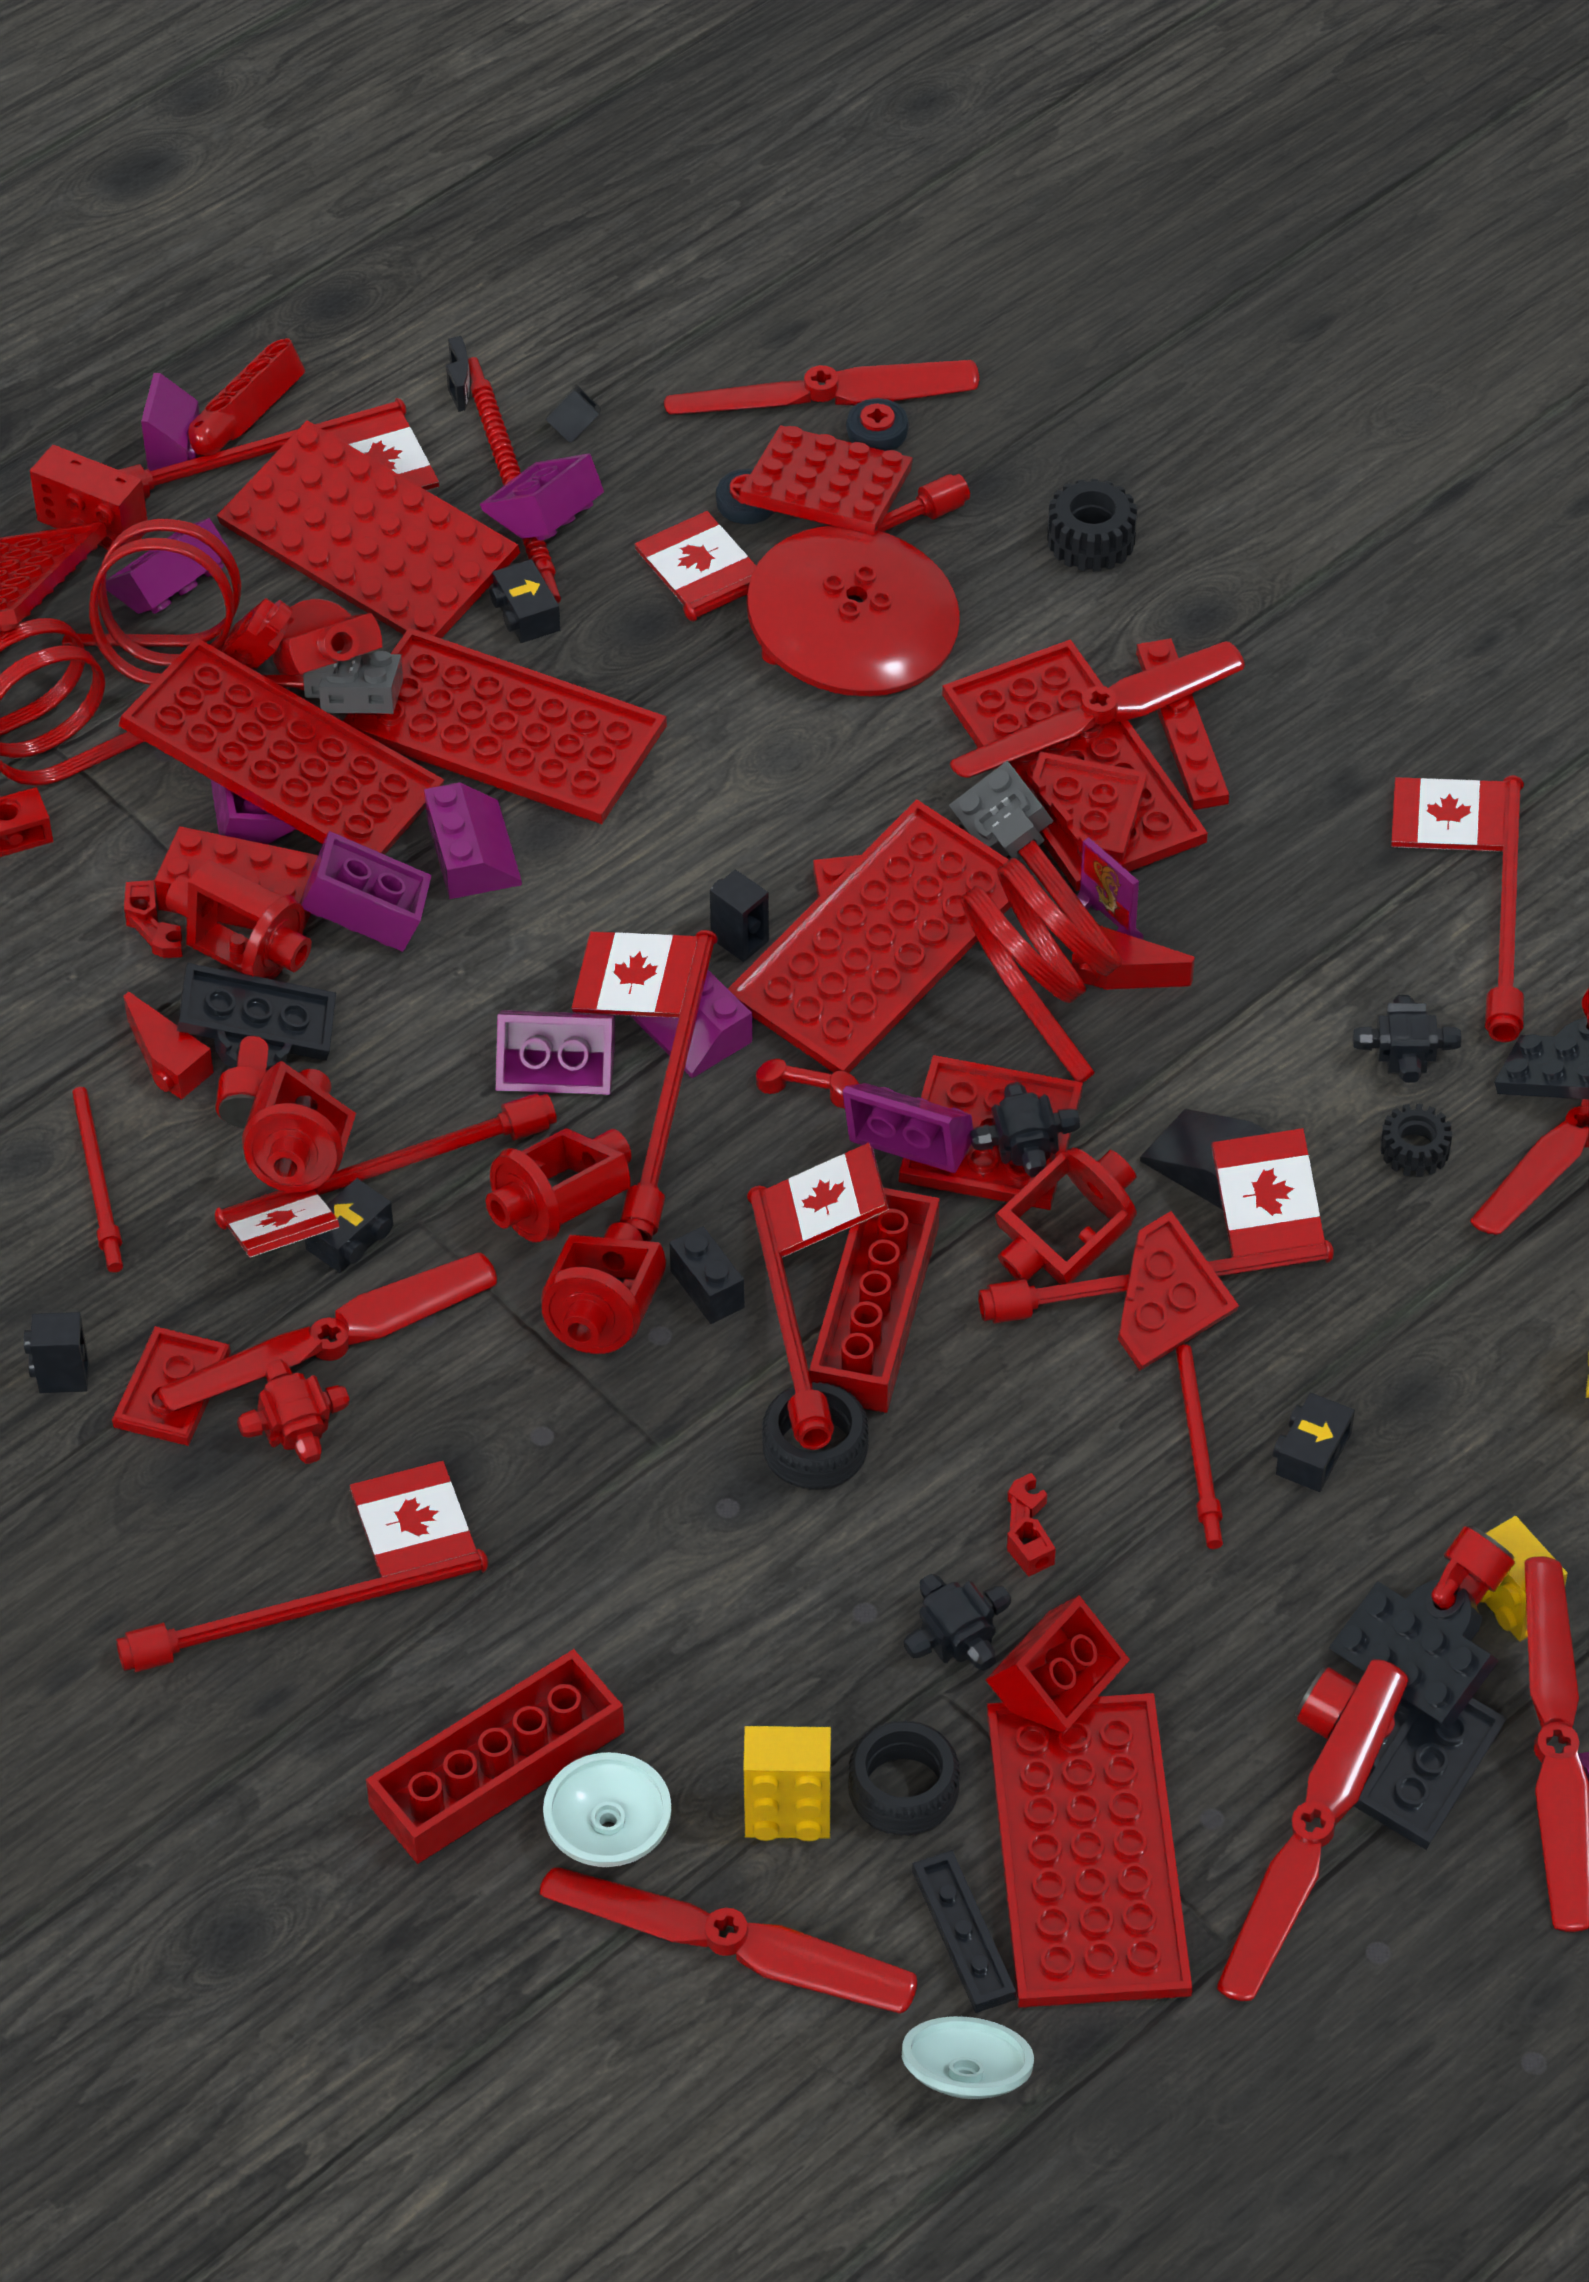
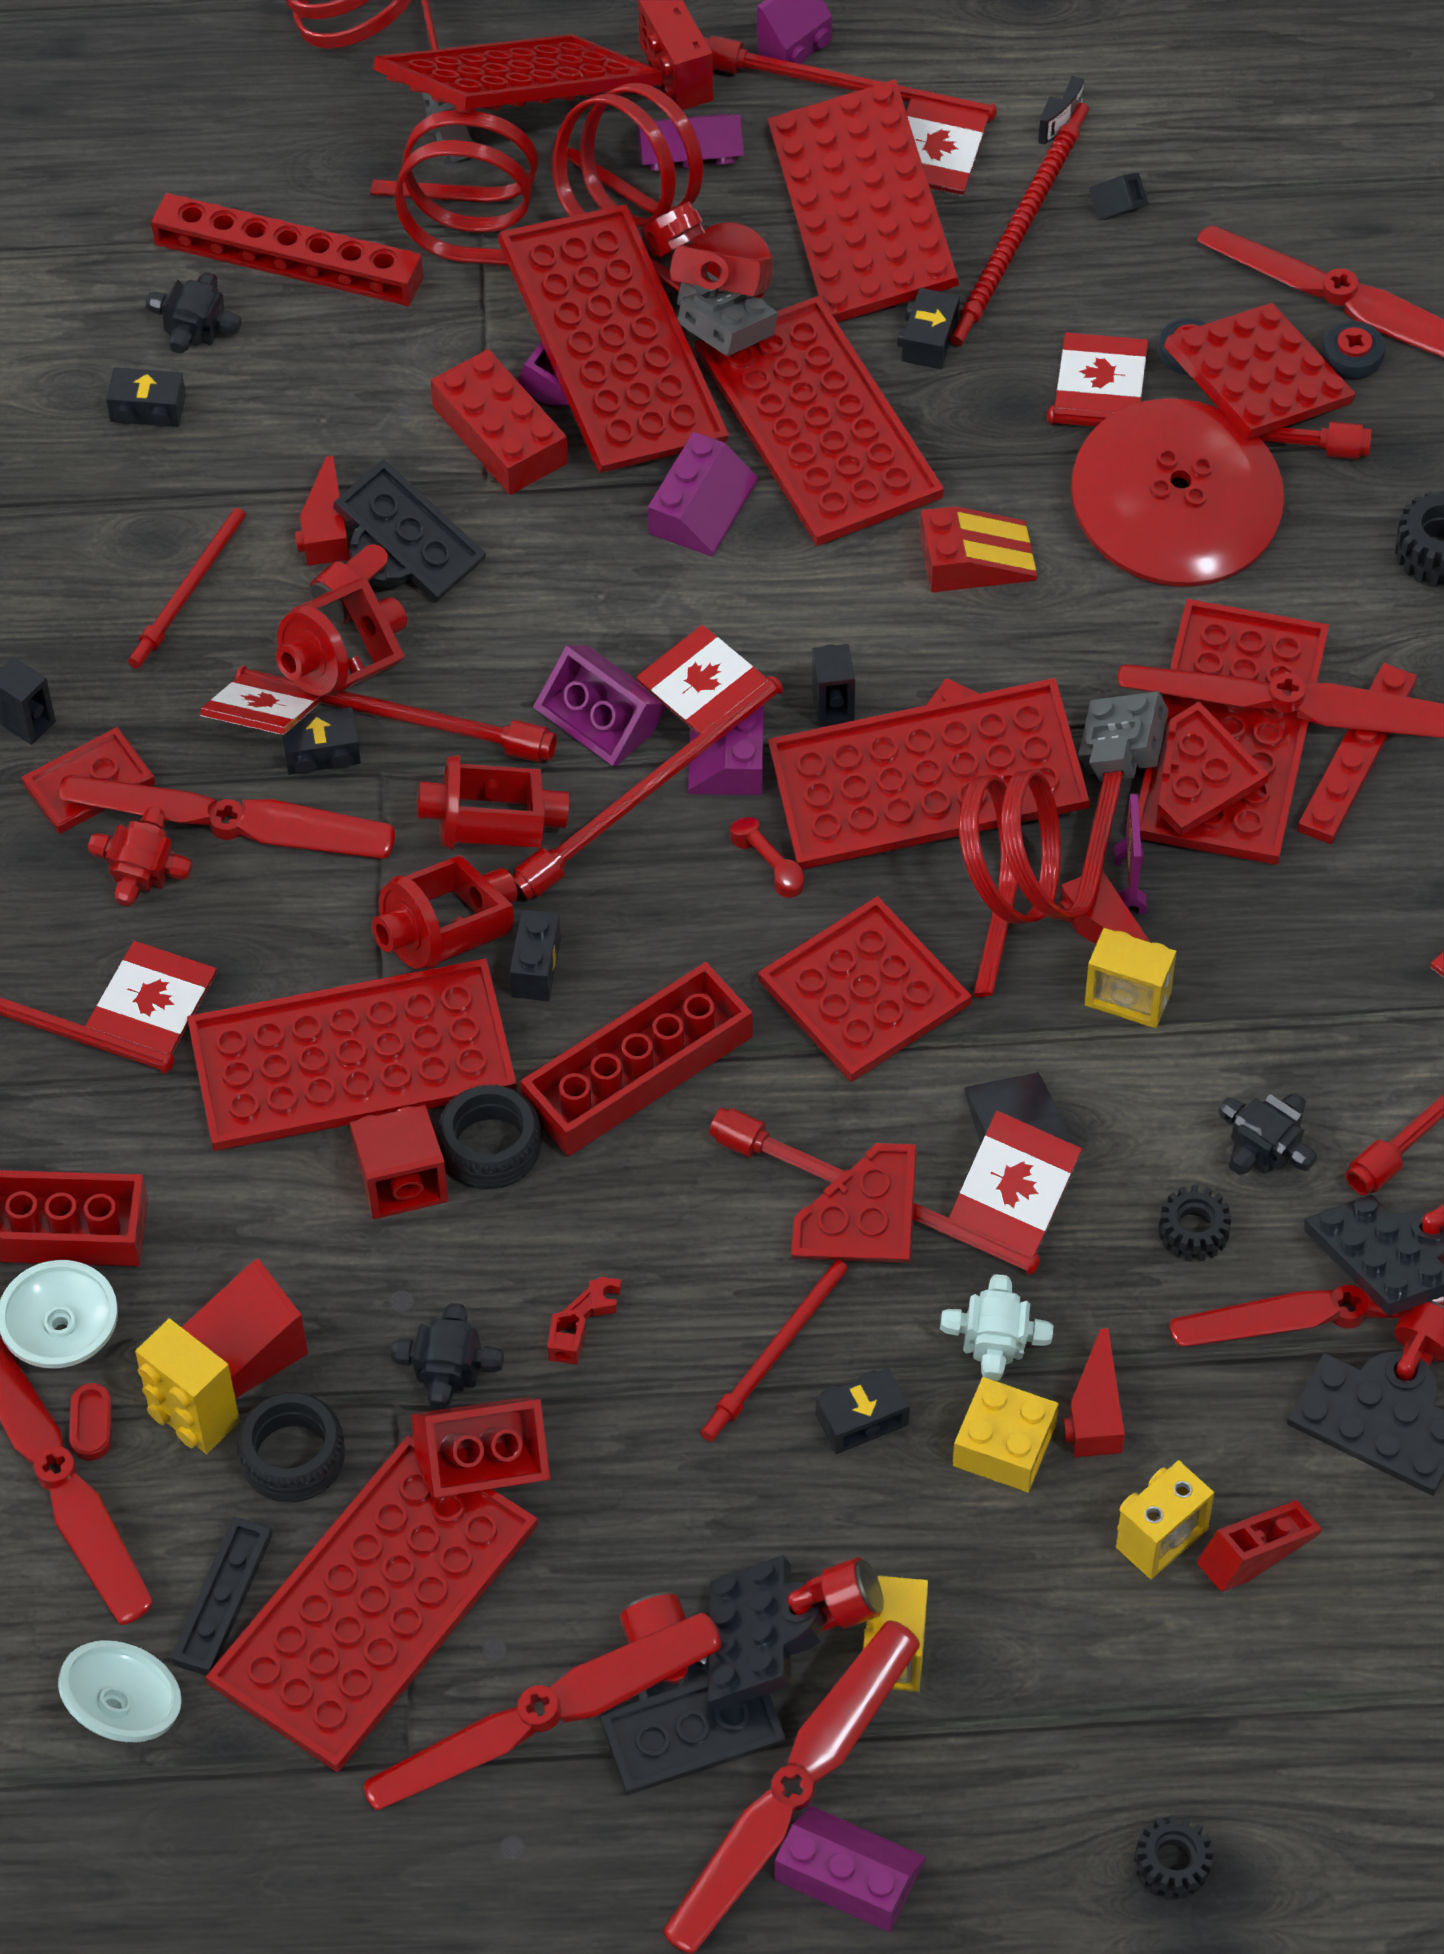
camera: 40 degrees right, 5 degrees up
(142, 914) = (409, 410): red piece -> none
(246, 397) = (874, 35): red piece -> none
(274, 940) = (462, 471): red piece -> none
(366, 891) = (572, 485): magenta slope -> none
(545, 496) = (1020, 251): magenta slope -> none
(628, 1452) = (348, 1053): none -> red plate
(710, 1877) = (90, 1421): none -> red tile
(732, 751) = (974, 549): none -> red slope
(763, 1501) = (399, 1161): none -> red slope
(777, 1690) = (251, 1328): none -> red slope
(792, 1218) = (642, 954): flag -> none
(907, 1126) = (790, 936): magenta slope -> none
(1025, 1129) = (875, 1002): black piece -> none
(1101, 1183) = (890, 1086): red piece -> none
(1195, 988) = (1130, 977): none -> yellow piece
(1354, 1311) = (996, 1327): none -> light aqua piece
(1439, 1384) = (1005, 1434): none -> yellow piece
(1483, 1320) = (1095, 1409): none -> red slope

